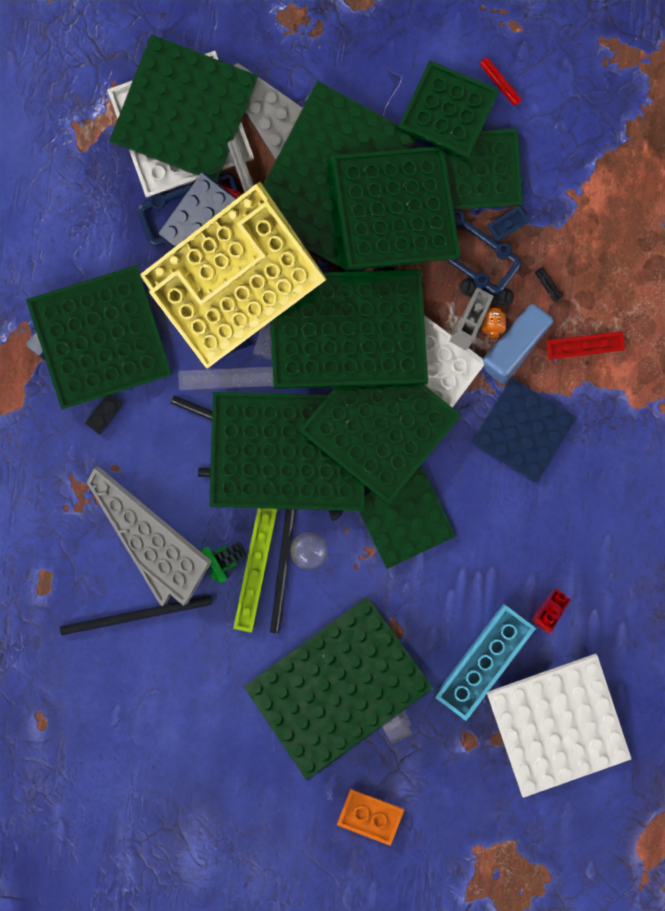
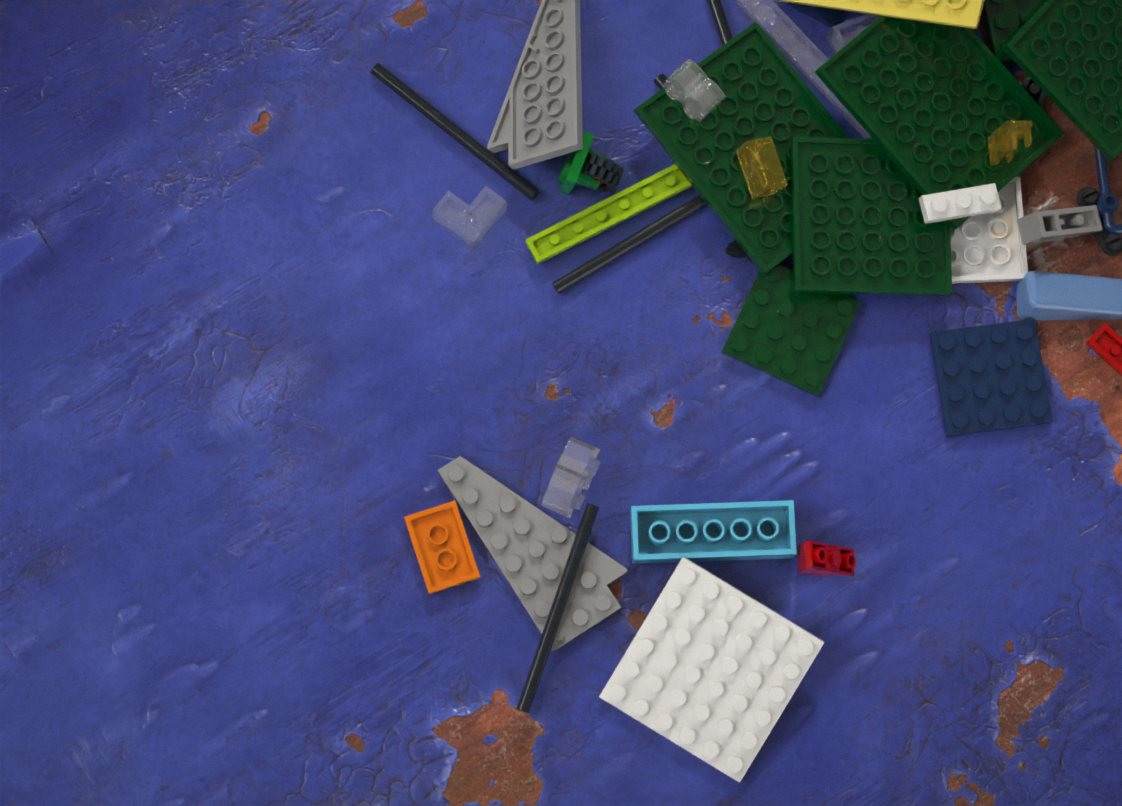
camera: 45 degrees right, 10 degrees down
(198, 653) = (472, 221): none -> clear brick
(227, 465) = (694, 90): none -> clear brick
(302, 463) = (761, 167): none -> clear yellow hinge
(309, 550) = (672, 254): clear cylinder -> none
(338, 688) = (554, 396): dark green plate -> none
(401, 315) = (1006, 139): none -> clear yellow hinge
(415, 370) = (960, 203): none -> white plate
(424, 766) = (534, 552): none -> light grey wing
(457, 782) = (557, 608): none -> black piece
(494, 322) = (1075, 253): orange head -> none

